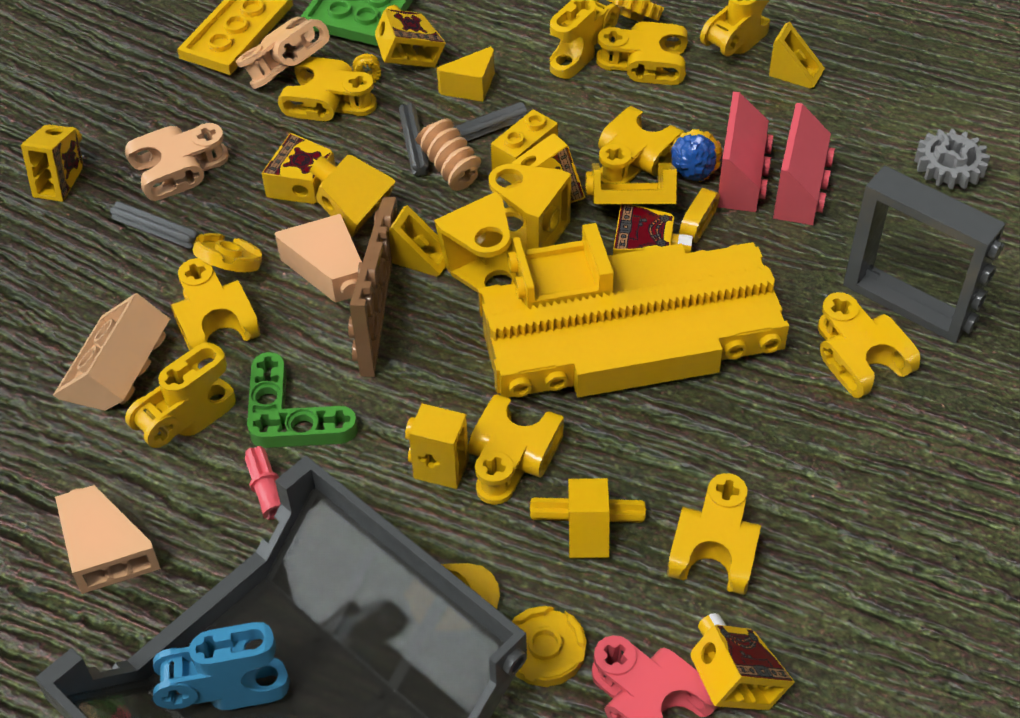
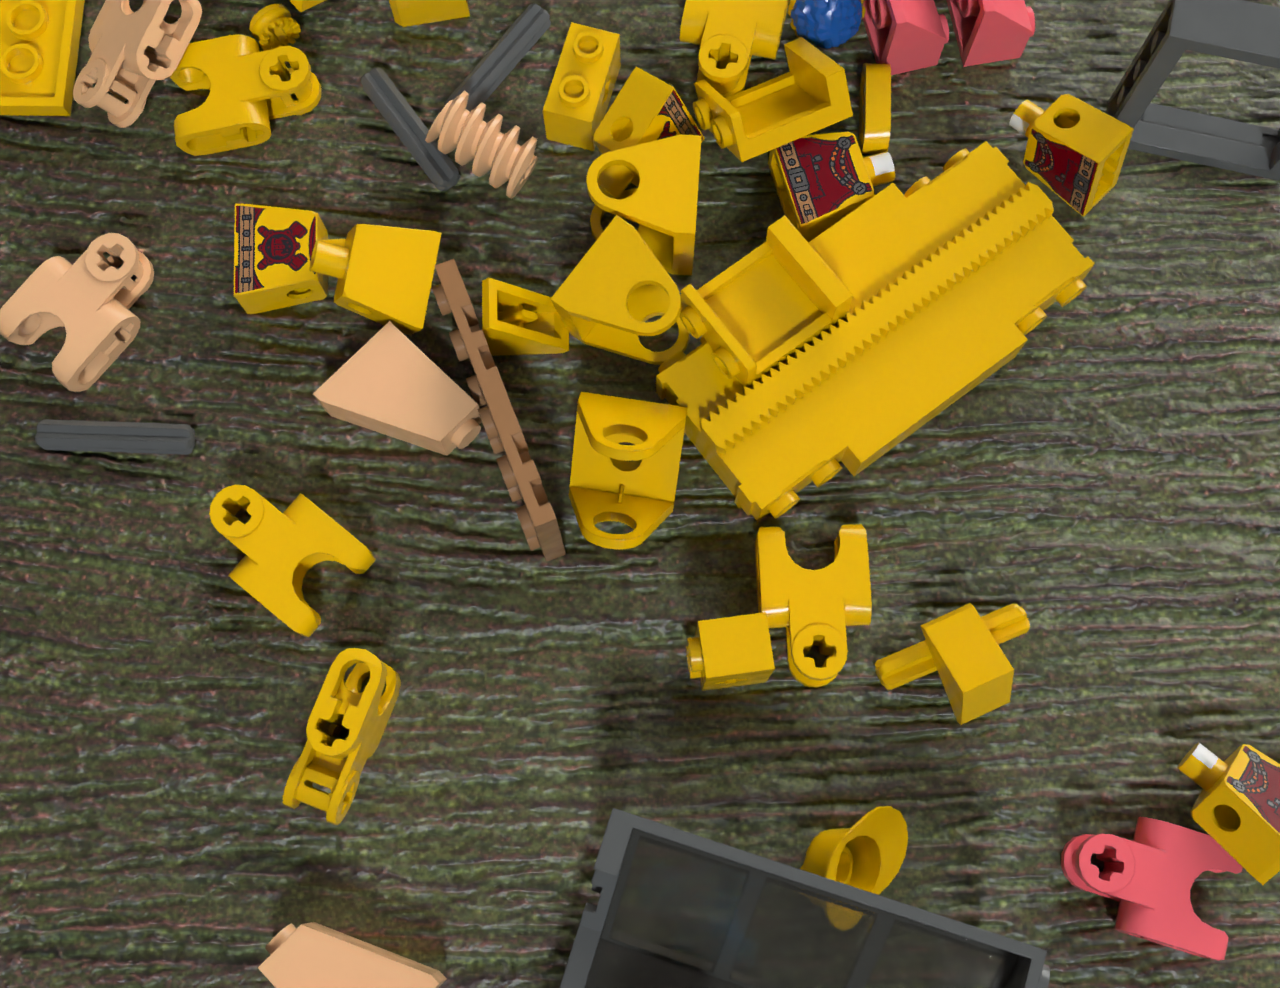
camera: 25 degrees left, 25 degrees up
(114, 355) = (192, 690): light nougat slope -> none
(227, 255) = (259, 452): yellow tile -> none
(263, 481) = (518, 796): coral axle -> none
(276, 414) = (468, 679): bright green beam -> none
(416, 339) = (611, 487): none -> yellow hose
(553, 646) = (994, 866): yellow tile -> none
(717, 534) = (1130, 608): yellow piece -> none
(812, 270) = (1073, 149): none -> yellow torso
(857, 341) = (1168, 240): yellow piece -> none

